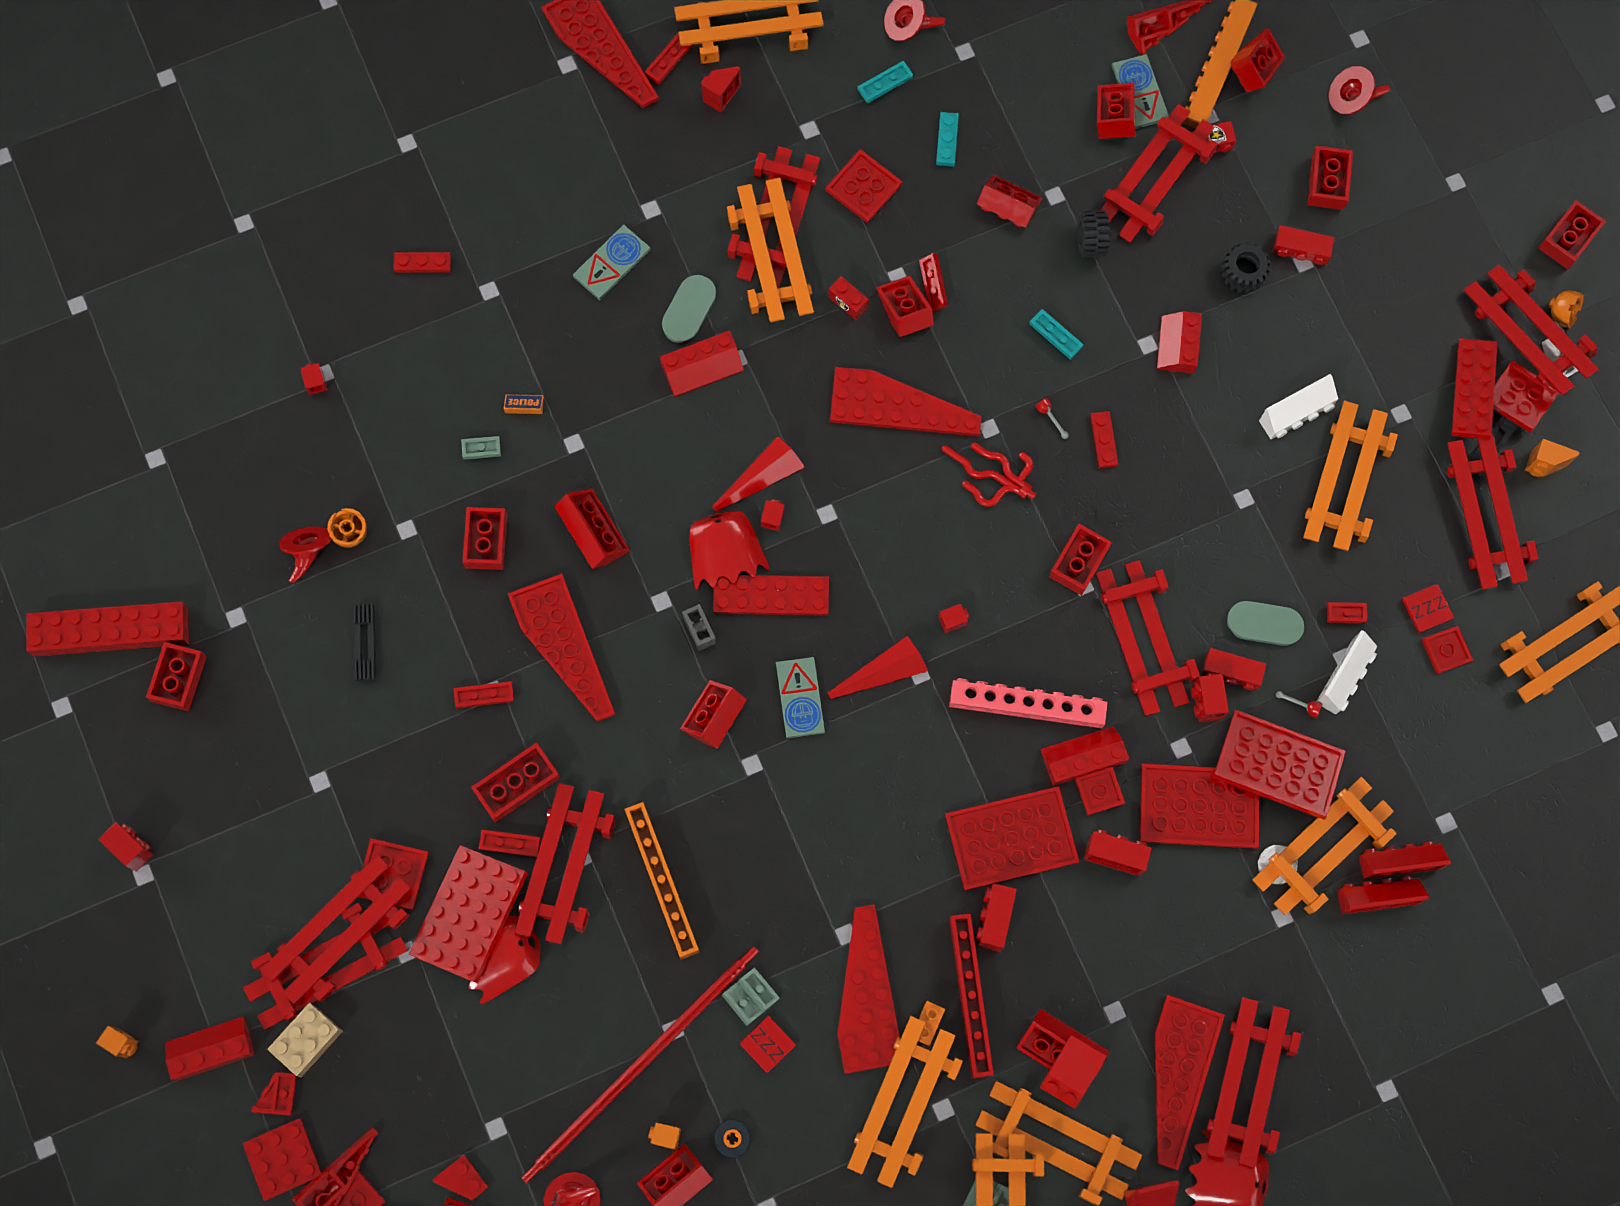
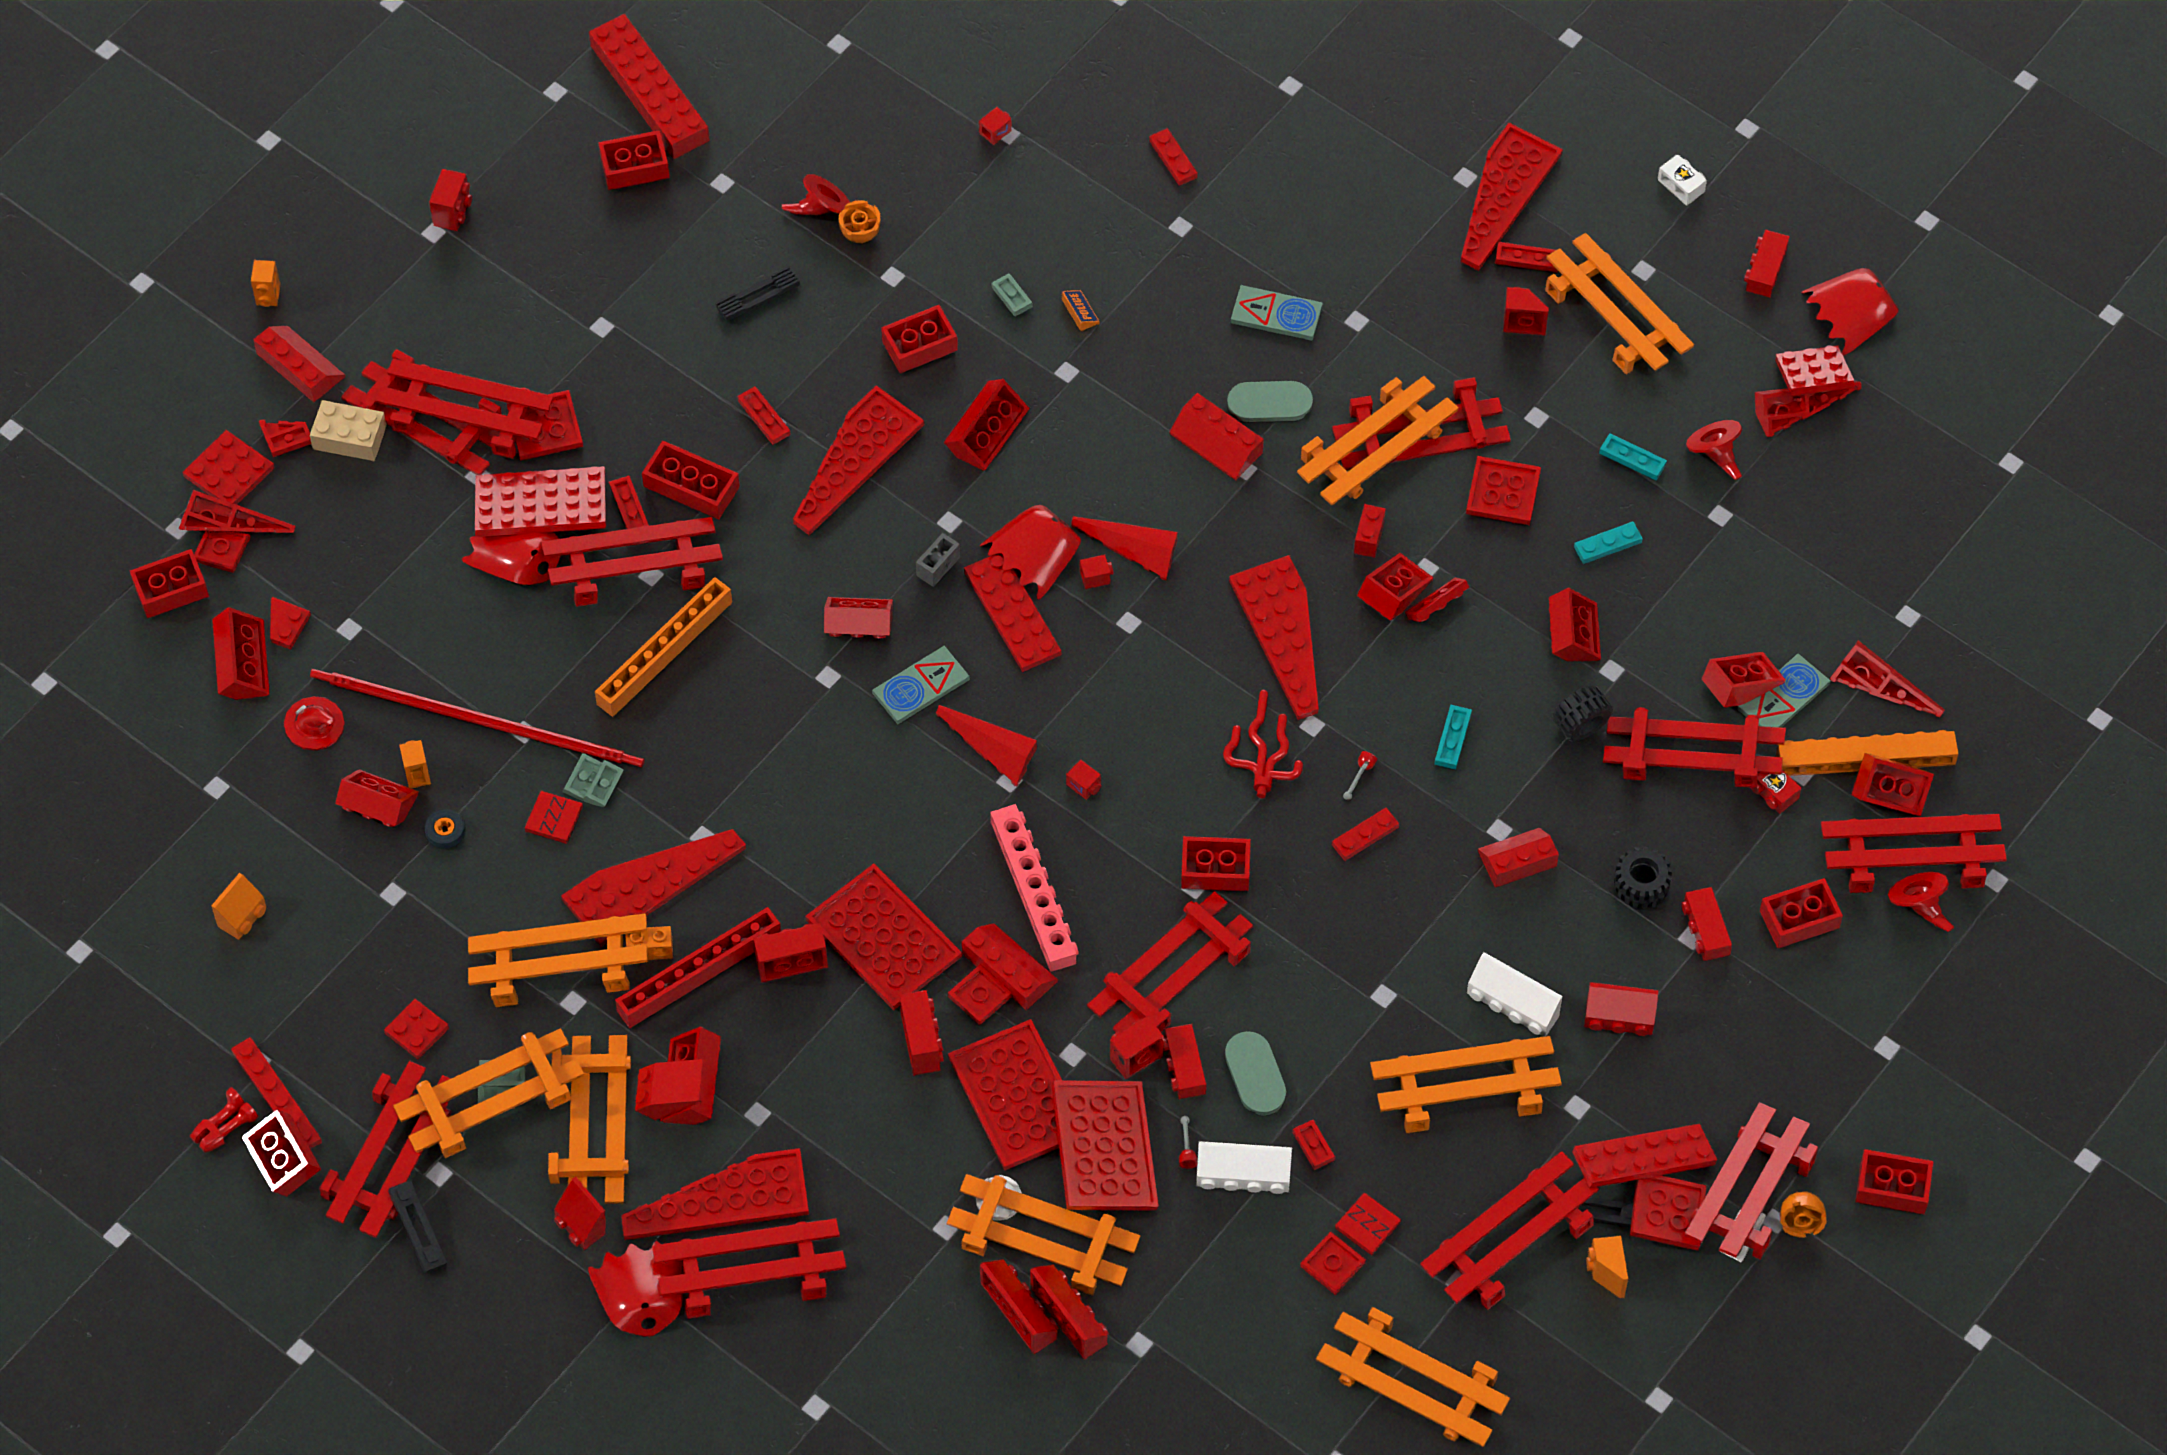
camera: 65 degrees right, 15 degrees down
(1338, 45) = (1967, 853): none -> red fence
(1348, 341) = (1621, 1009): none -> red slope

